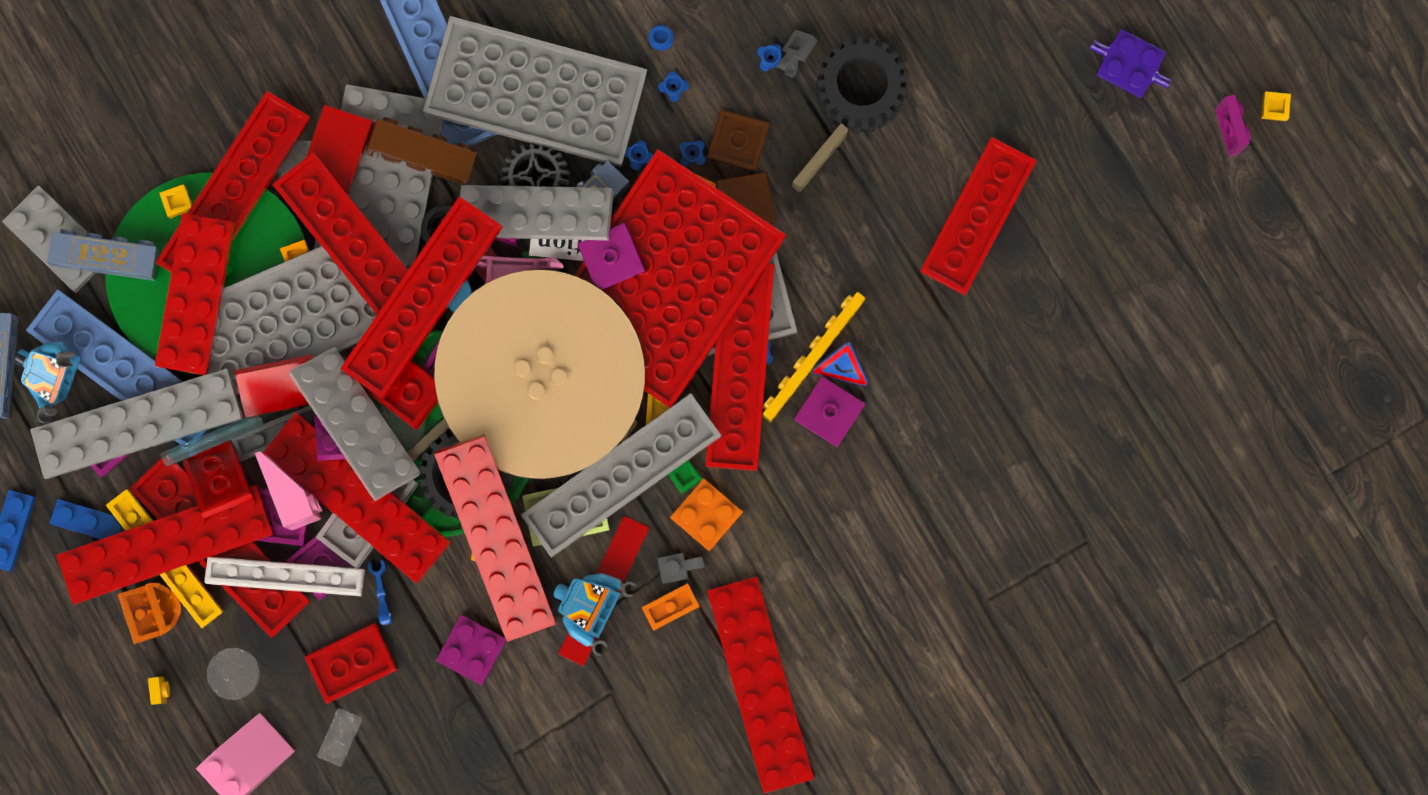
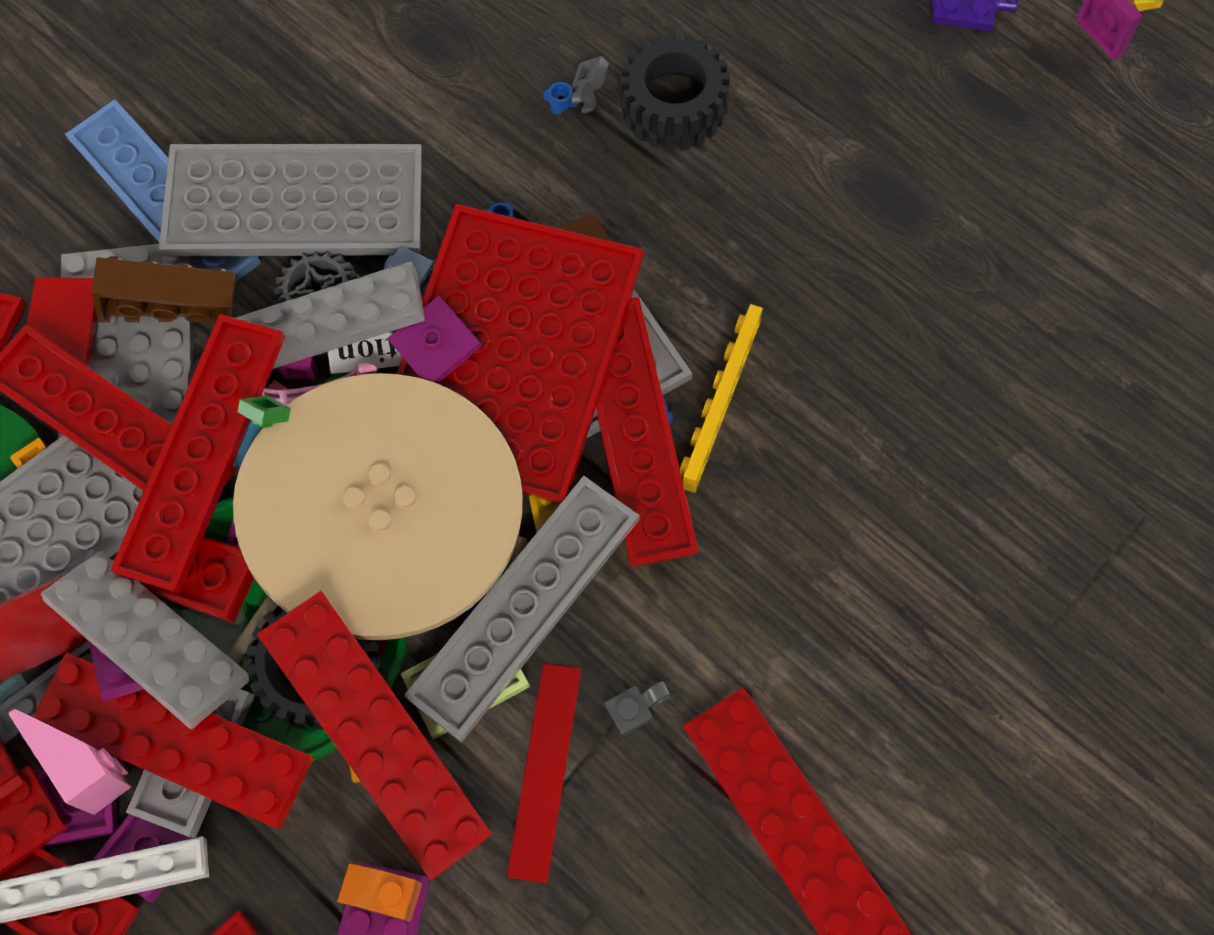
camera: 15 degrees left, 15 degrees down
(384, 612) = (248, 892): blue piece -> none
(471, 641) = (380, 892): none -> orange slope
(475, 285) = (264, 411): none -> green plate
(589, 605) = (530, 793): dark azure torso -> none
(631, 152) = (434, 230): blue plate -> none
(661, 37) = (428, 111): blue plate -> none
(670, 607) = (641, 762): orange plate -> none
(671, 79) = (454, 149): blue plate -> none
(685, 477) = (607, 588): green tile -> none
(706, 515) = (651, 629): orange plate -> none
(738, 141) = (551, 192): reddish brown tile -> none
(820, 158) = (653, 180): dark tan tile -> none
(829, 412) = (764, 457): magenta plate -> none
(843, 366) = (762, 396): piece -> none
(978, 216) = (859, 193): red plate -> none

